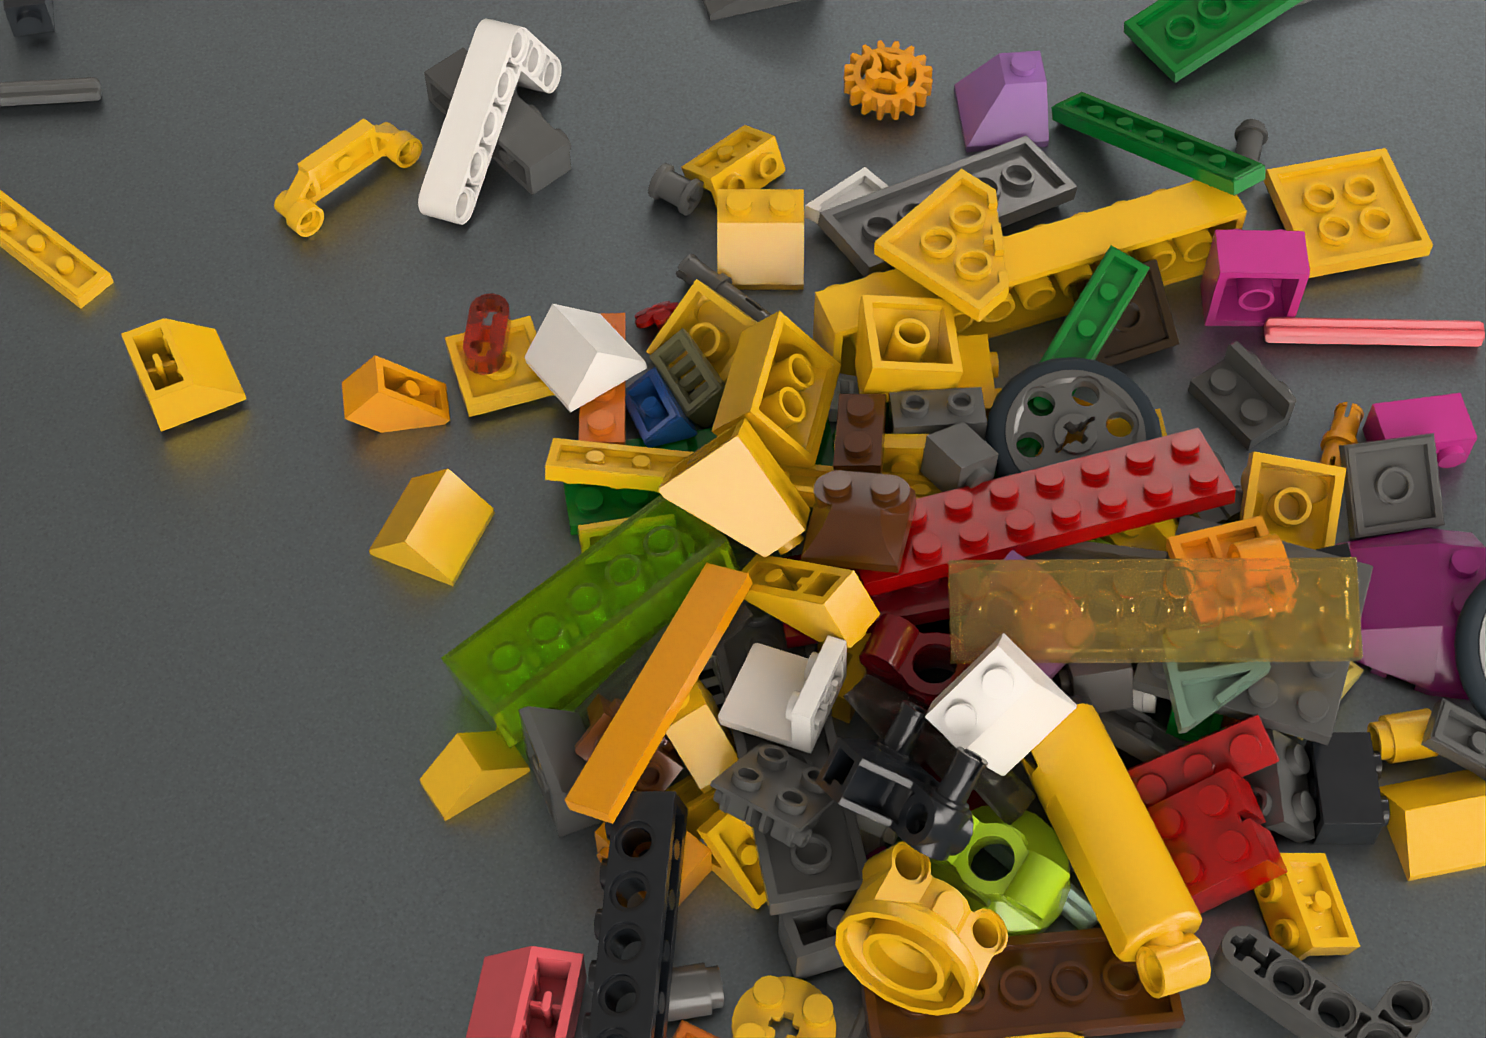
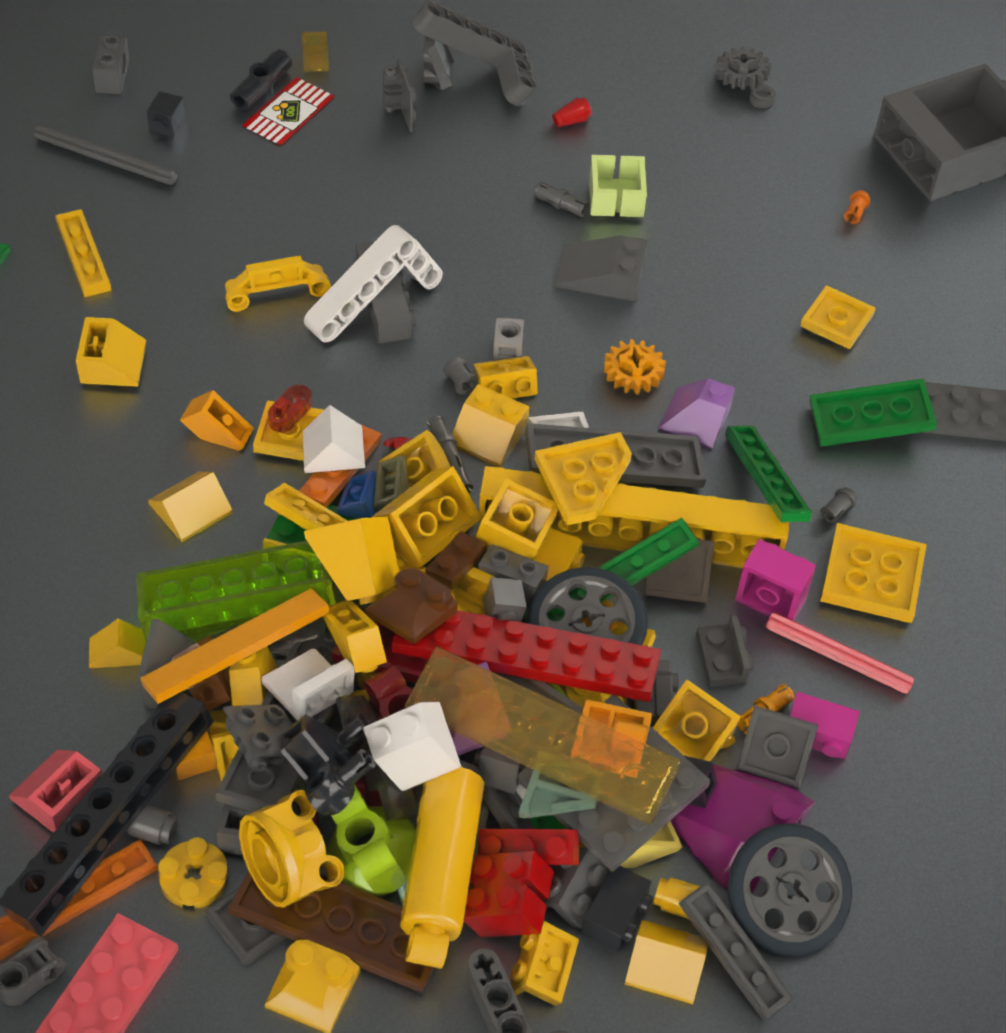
camera: 25 degrees right, 5 degrees down
(705, 114) = (508, 338): none -> light grey brick

